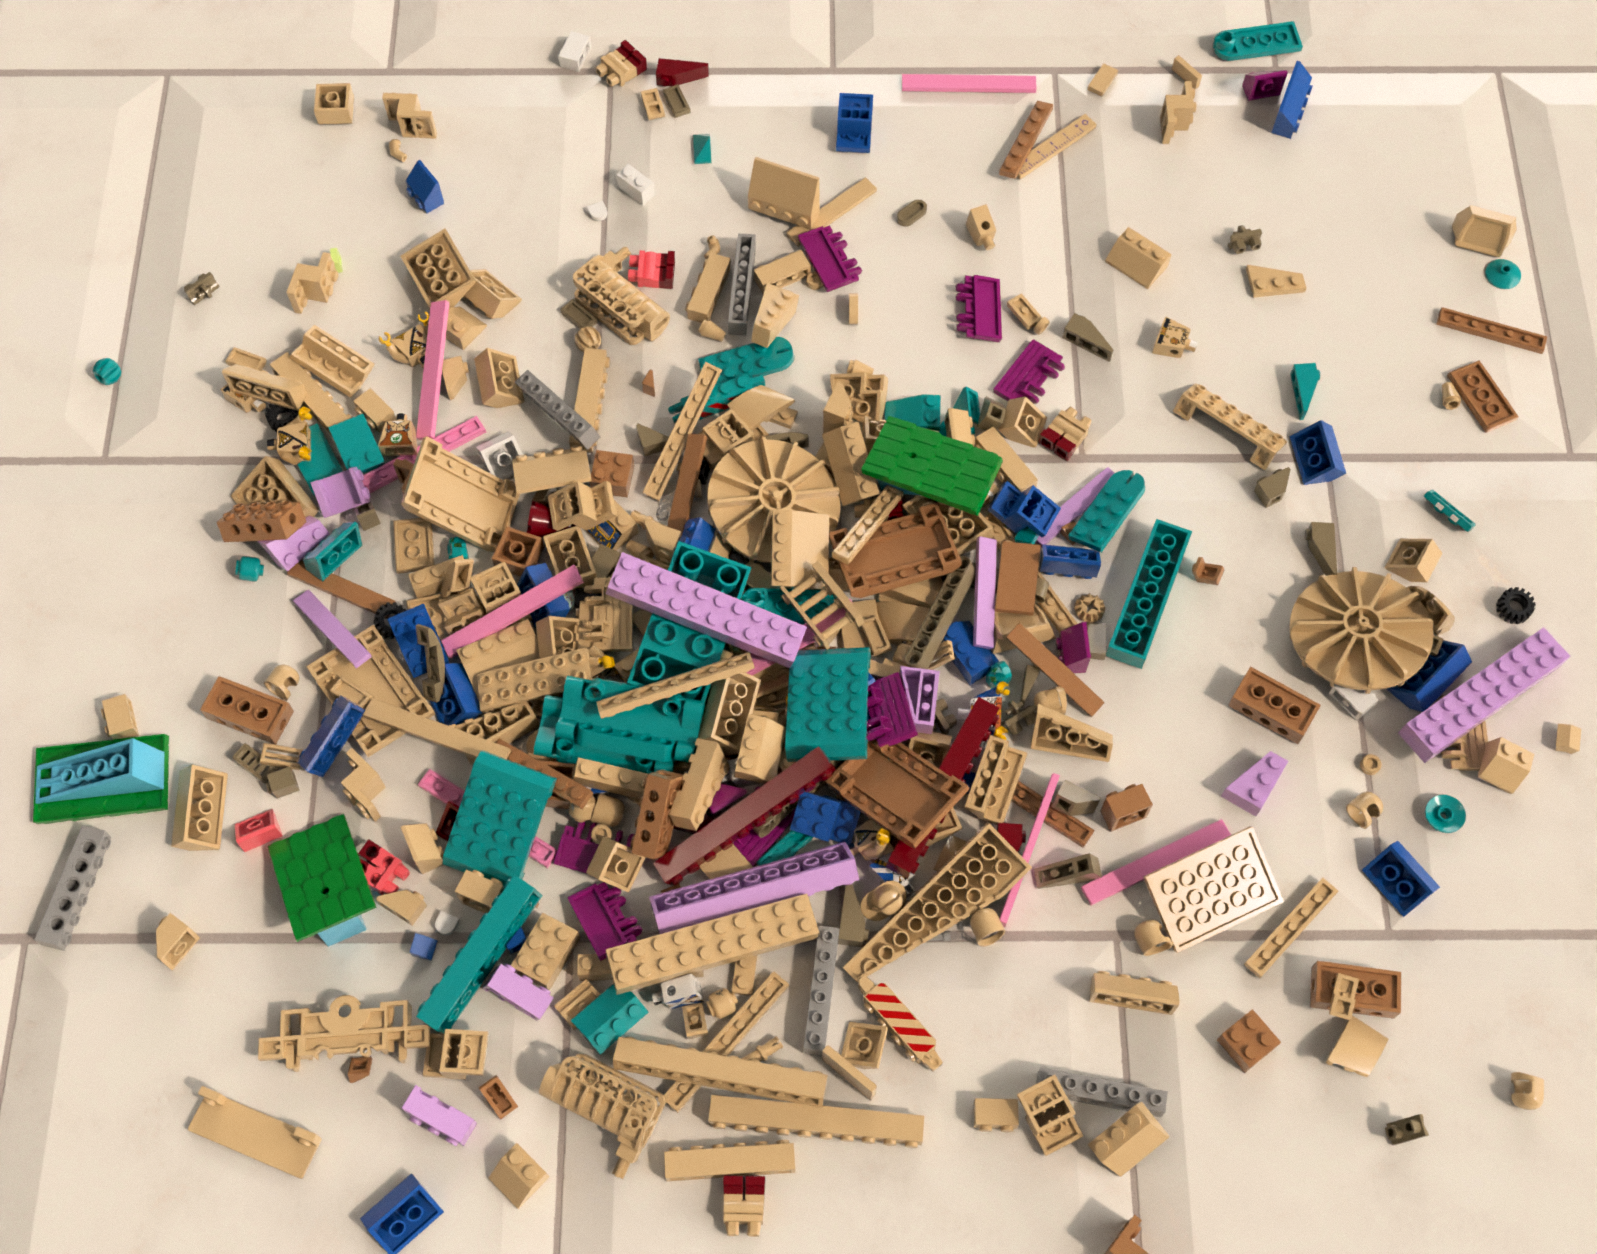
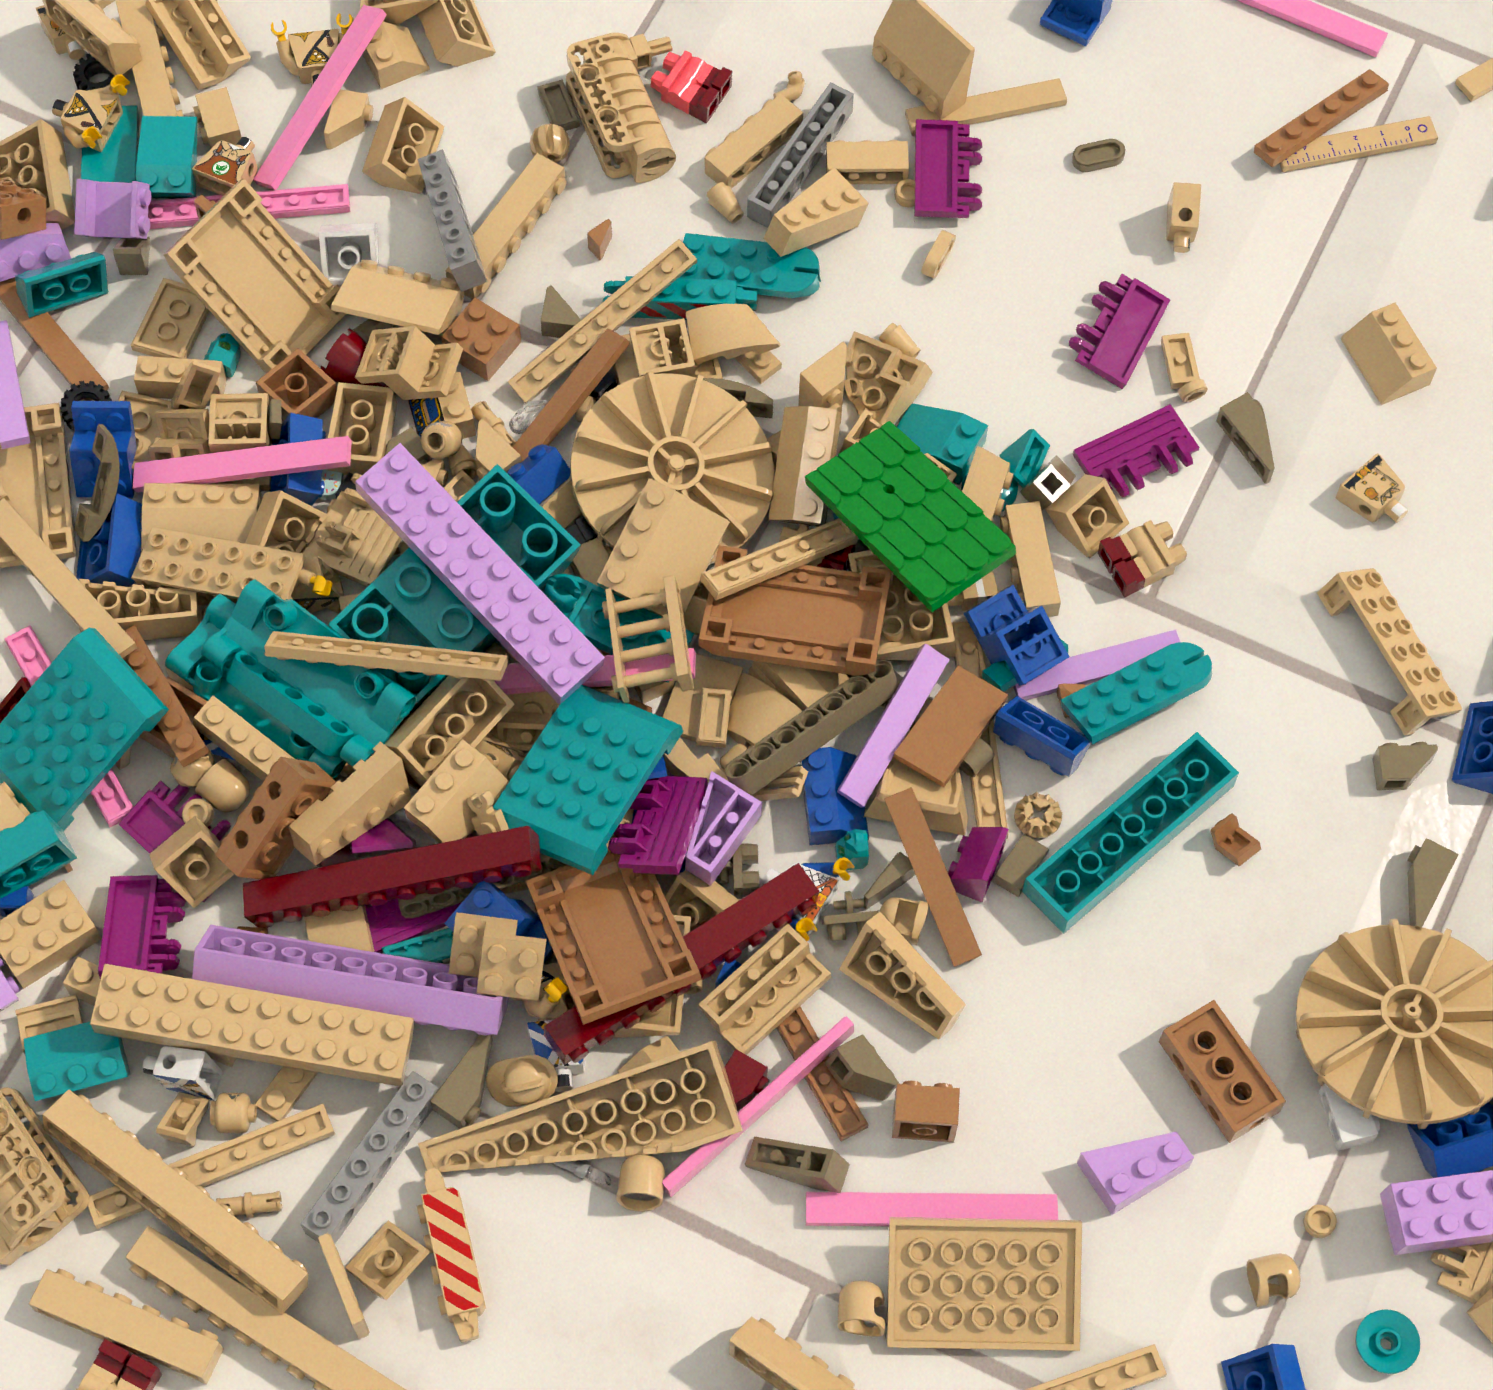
camera: 25 degrees right, 0 degrees up
(517, 574) = (275, 419): none -> dark tan tile
(619, 545) = (441, 439): none -> tan head
(786, 755) = (487, 818): none -> tan plate
(837, 833) = (497, 956): none -> tan bracket

